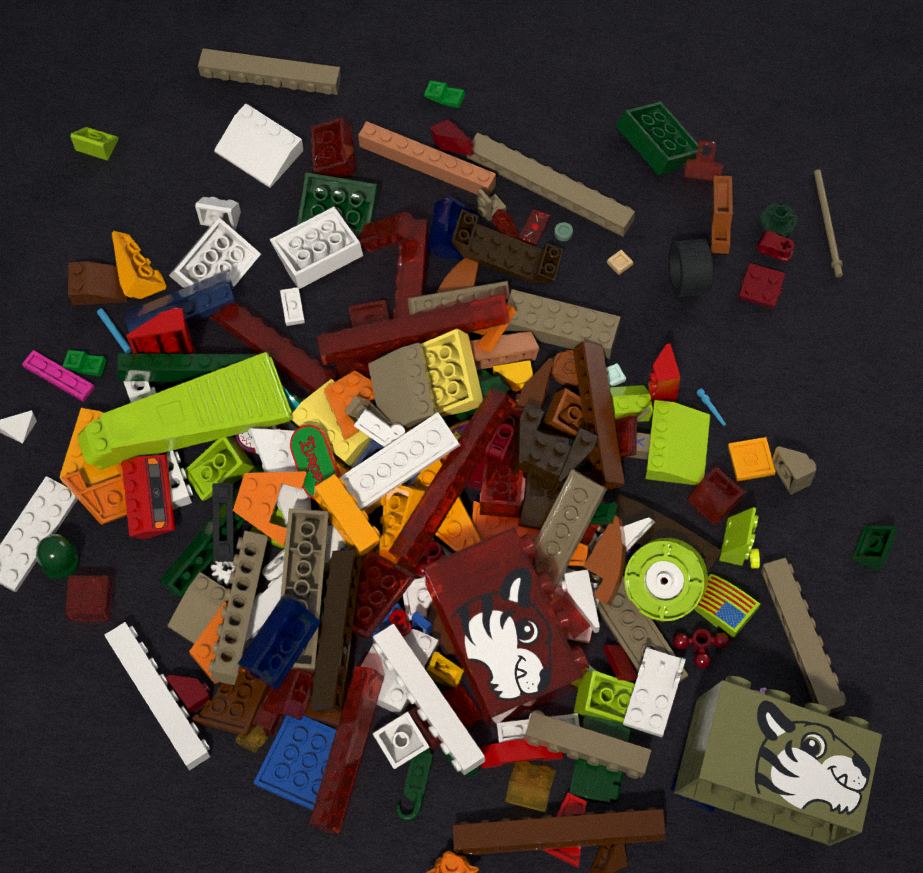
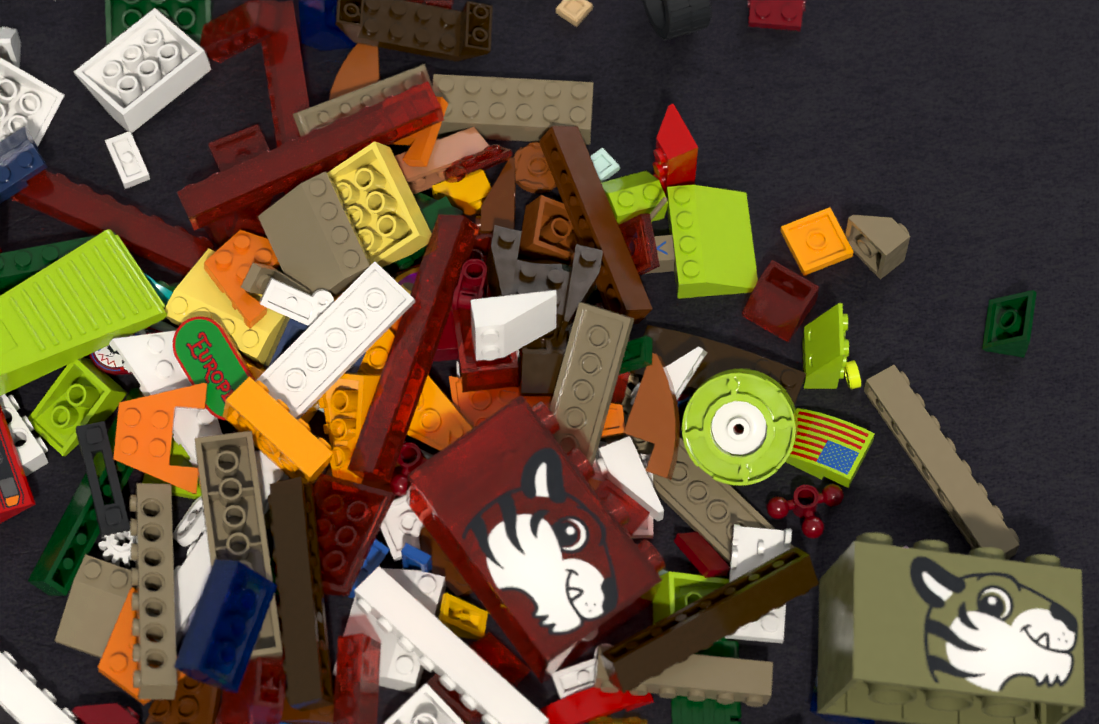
camera: 15 degrees left, 0 degrees up
(402, 622) = (387, 562): red bush -> none
(521, 474) = (511, 322): none -> white slope
(526, 357) = (477, 163): none -> clear red slope
(612, 710) = (709, 619): none -> dark brown brick
(701, 393) = (735, 173): dark azure piece -> none

